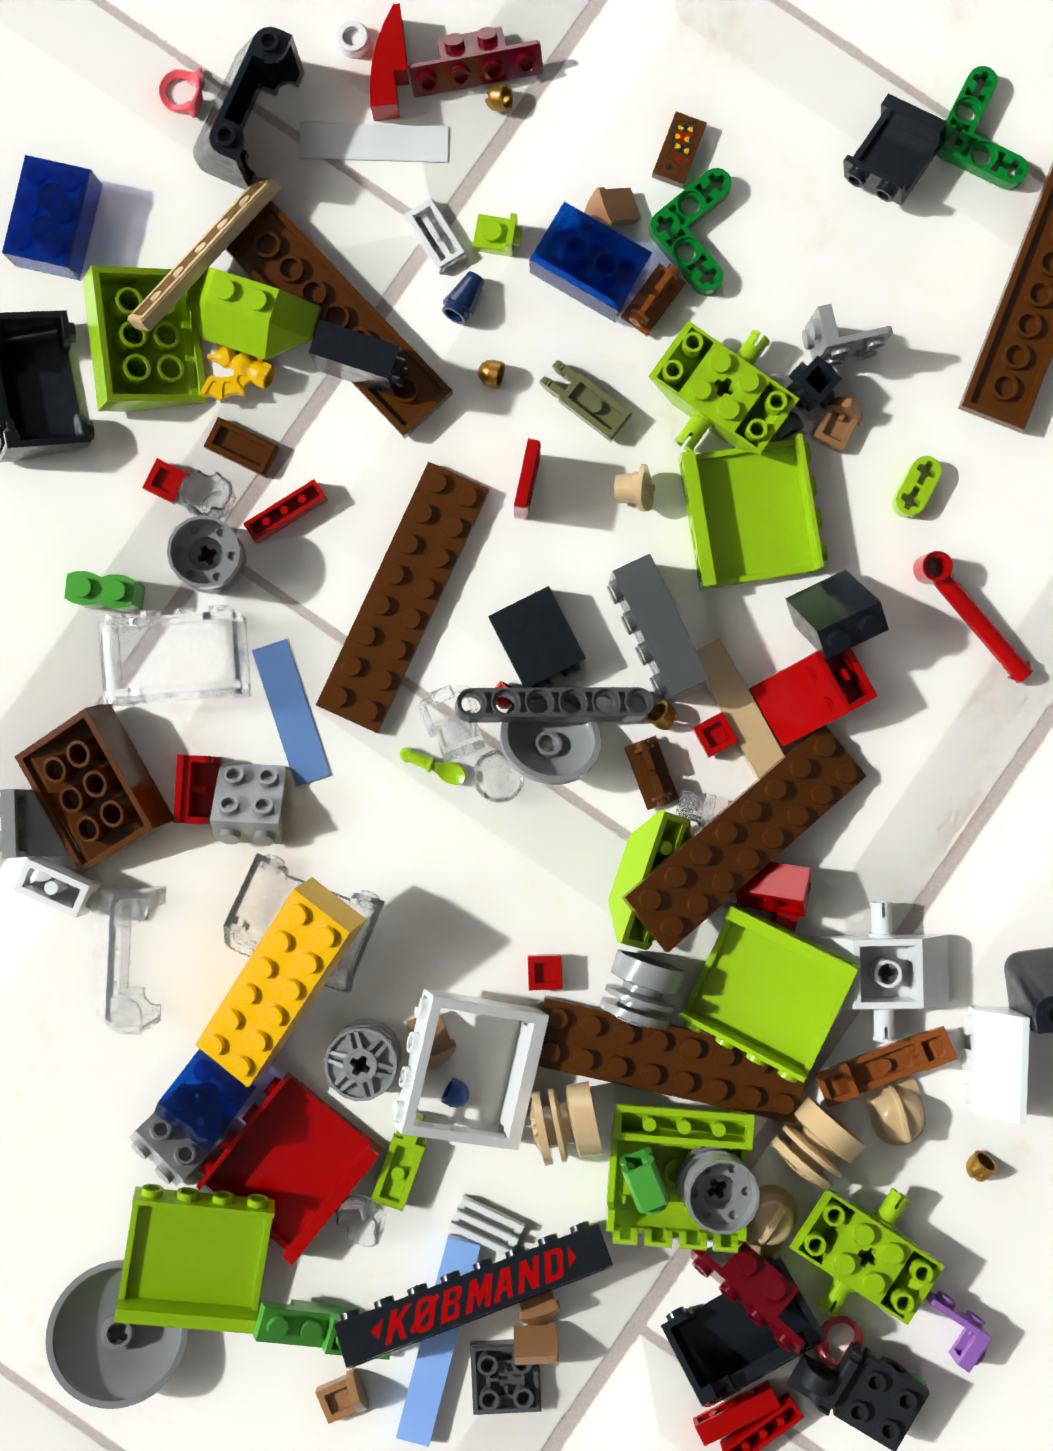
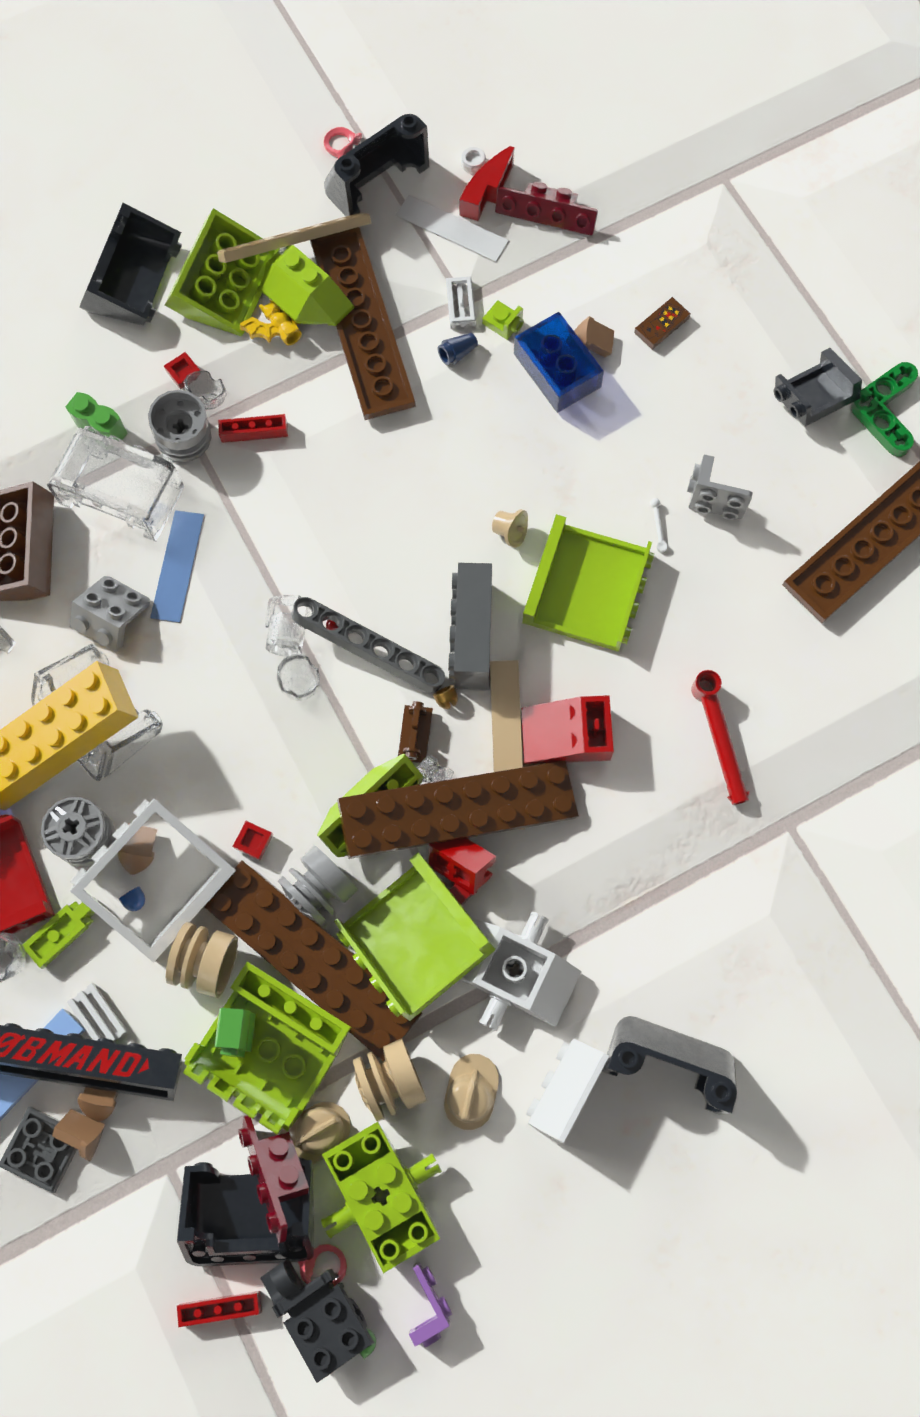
camera: 25 degrees right, 15 degrees down
(52, 217) = (208, 175): clear blue brick -> none
(195, 788) = (75, 578): red hinge -> none
(241, 447) = (248, 374): reddish brown tile -> none
(358, 358) = (358, 344): black brick -> none
(403, 597) = (301, 525): reddish brown plate -> none
(449, 772) = (265, 659): lime piece -> none
(491, 373) = (450, 405): pearl gold hinge -> none
(499, 97) = (553, 231): pearl gold hinge -> none
(527, 479) = (433, 480): red tile -> none
(537, 639) = (382, 594): black brick -> none
(573, 746) = (348, 674): light grey dish -> none
(588, 402) = (508, 455): olive hinge -> none
(653, 298) = (593, 409): dark orange hinge -> none
(682, 222) = (640, 370): green beam -> none
(699, 366) = (608, 486): lime slope -> none
(715, 734) = (477, 728): red plate -> none
(730, 1203) = (275, 1083): light grey wheel -> none
(736, 1413) = (206, 1282): red piece -> none
(790, 426) = (645, 534): dark grey hinge -> none
(813, 384) = (678, 514): black brick -> none
(837, 614) = (612, 678): black brick -> none
(838, 423) = (685, 553): medium nougat tile -> none
(885, 1065) = (477, 1050): dark orange slope -> none
(910, 483) = (720, 619): lime beam -> none
(980, 1166) = (516, 1177): pearl gold hinge -> none

